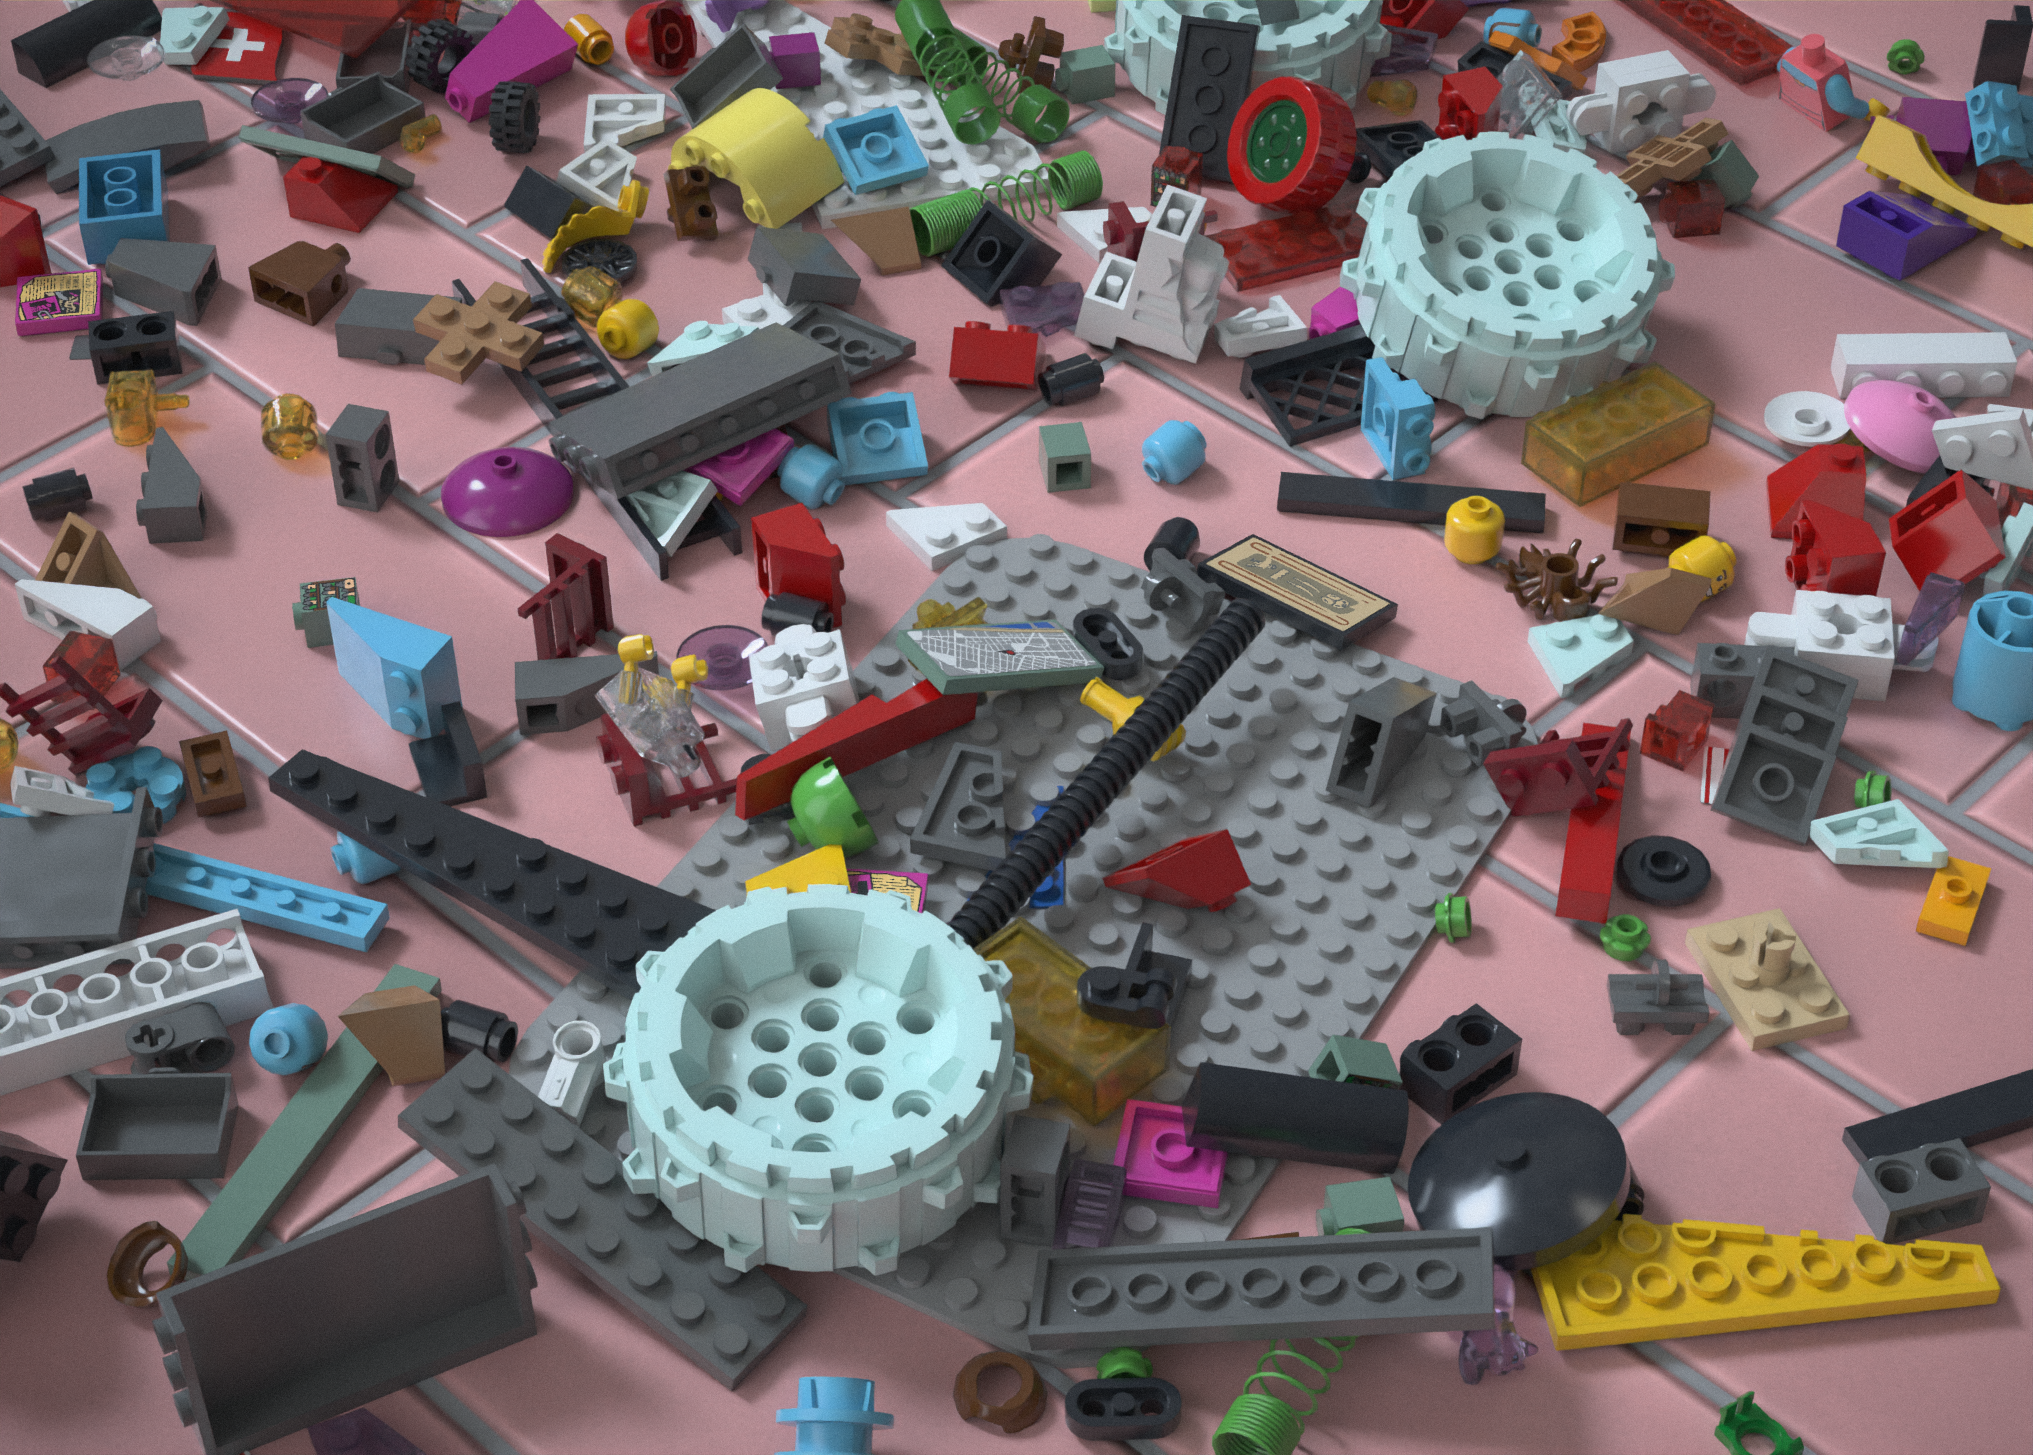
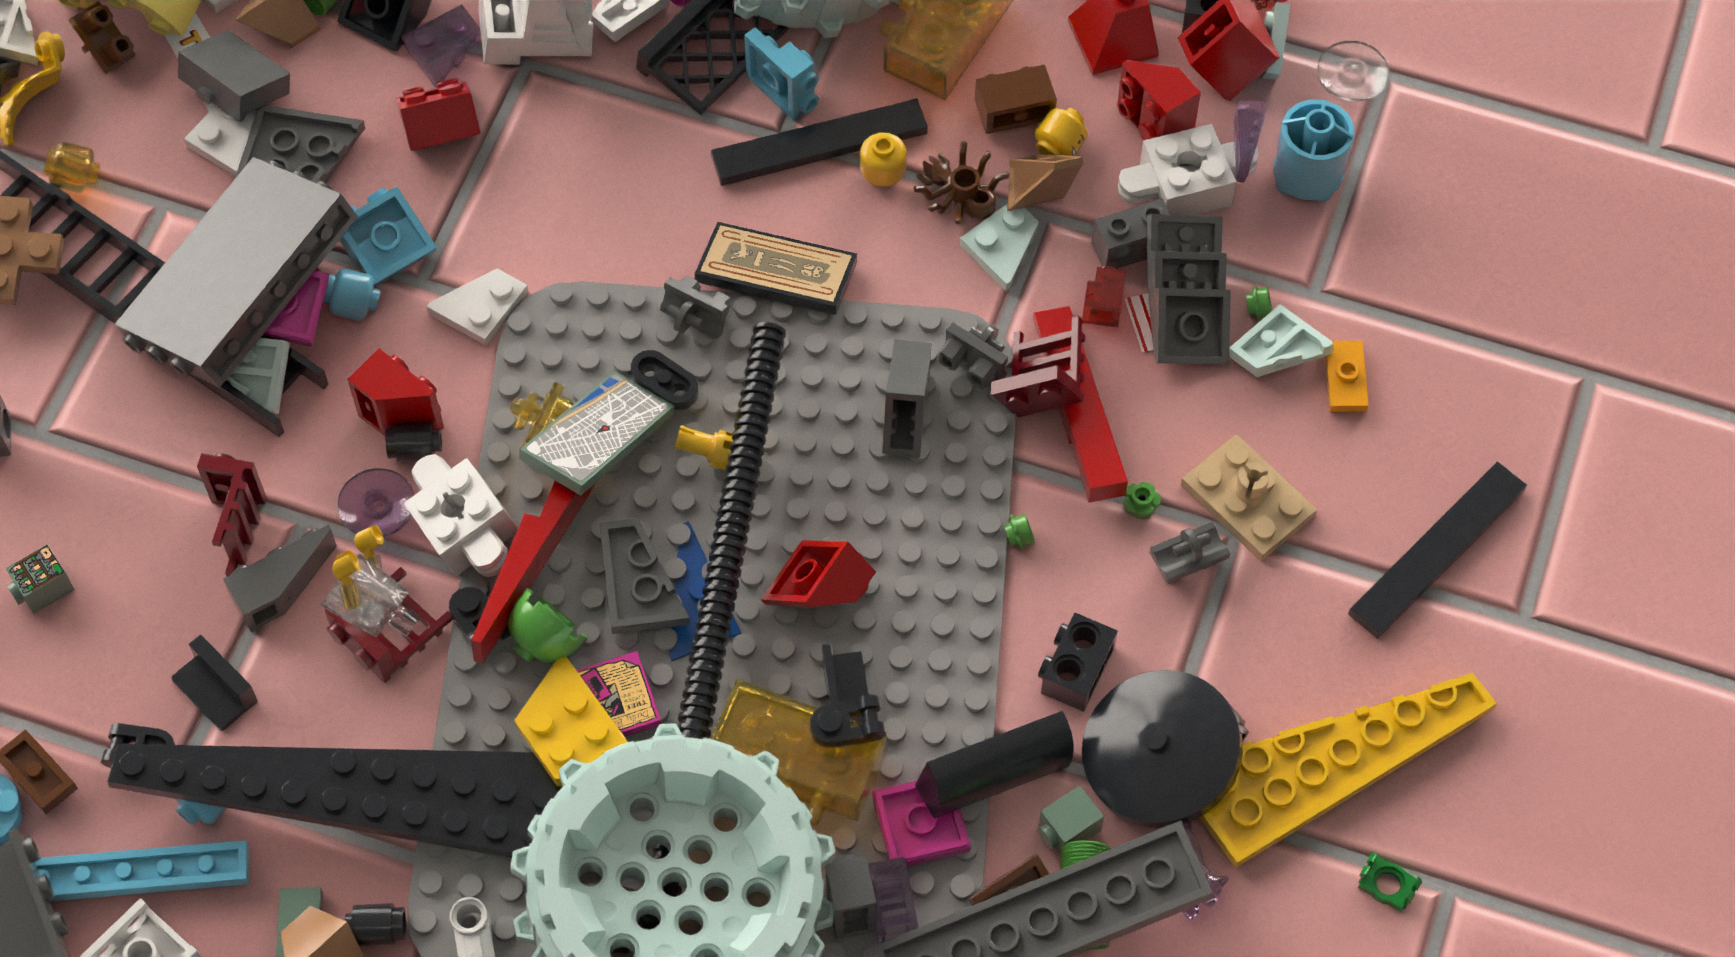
camera: 25 degrees left, 20 degrees up
(395, 667) = (135, 622): medium azure slope -> none
(507, 492) = (110, 411): magenta dish -> none
(606, 254) = (51, 121): black wheel -> none
(627, 328) = (119, 191): yellow head -> none
(696, 341) = (193, 186): light aqua wing -> none
(1064, 457) = (539, 198): sand green brick -> none
(1071, 380) = (505, 114): black brick -> none
(1173, 452) = (621, 162): medium azure head -> none
(1178, 537) = (664, 258): black brick -> none
(1356, 1062) = (1016, 703): sand green brick -> none
(1663, 870) = (1144, 429): black wheel -> none
(1921, 1191) = (1424, 647): dark grey brick -> none

